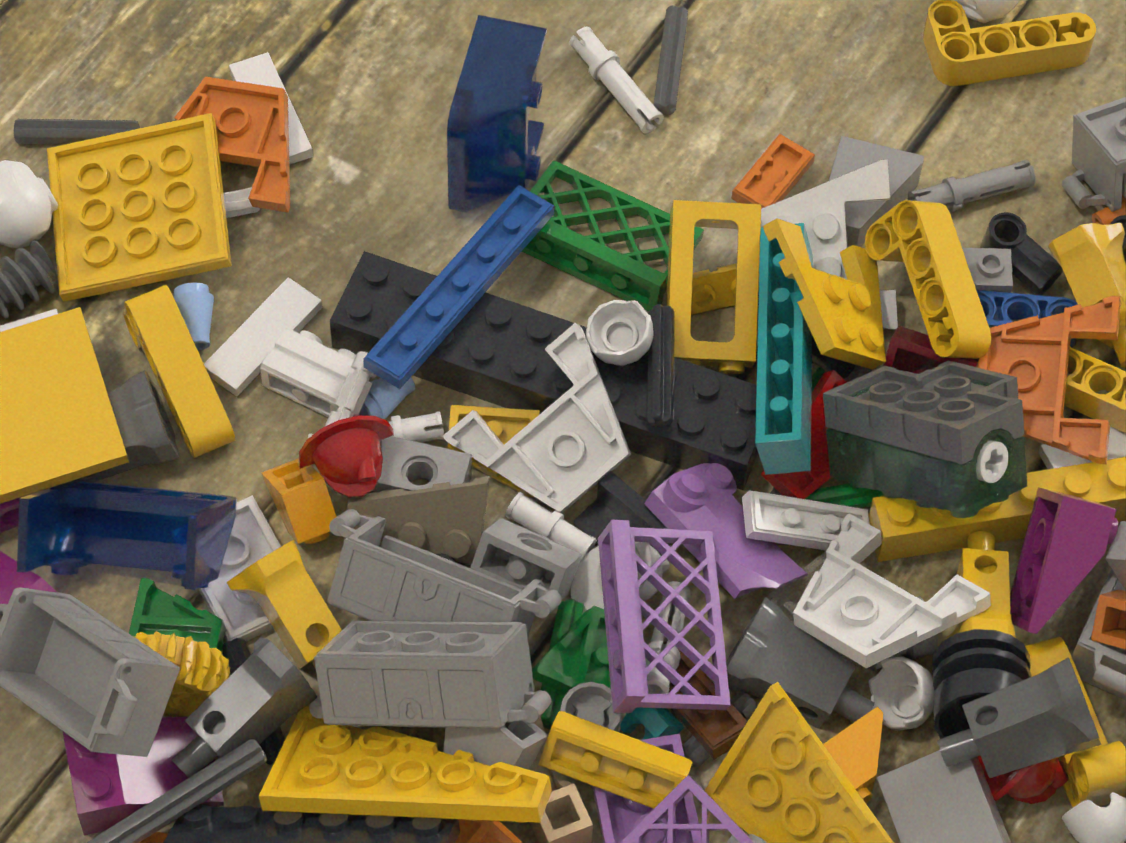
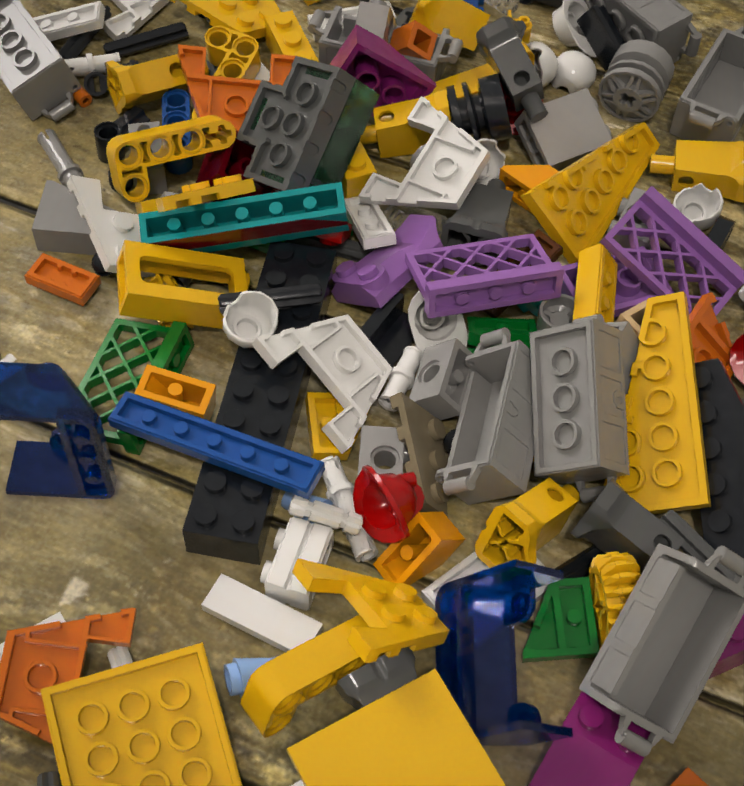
camera: 100 degrees left, 5 degrees down
(214, 440) = (391, 610): none -> yellow wing
(550, 266) = (178, 391): none -> light orange slope

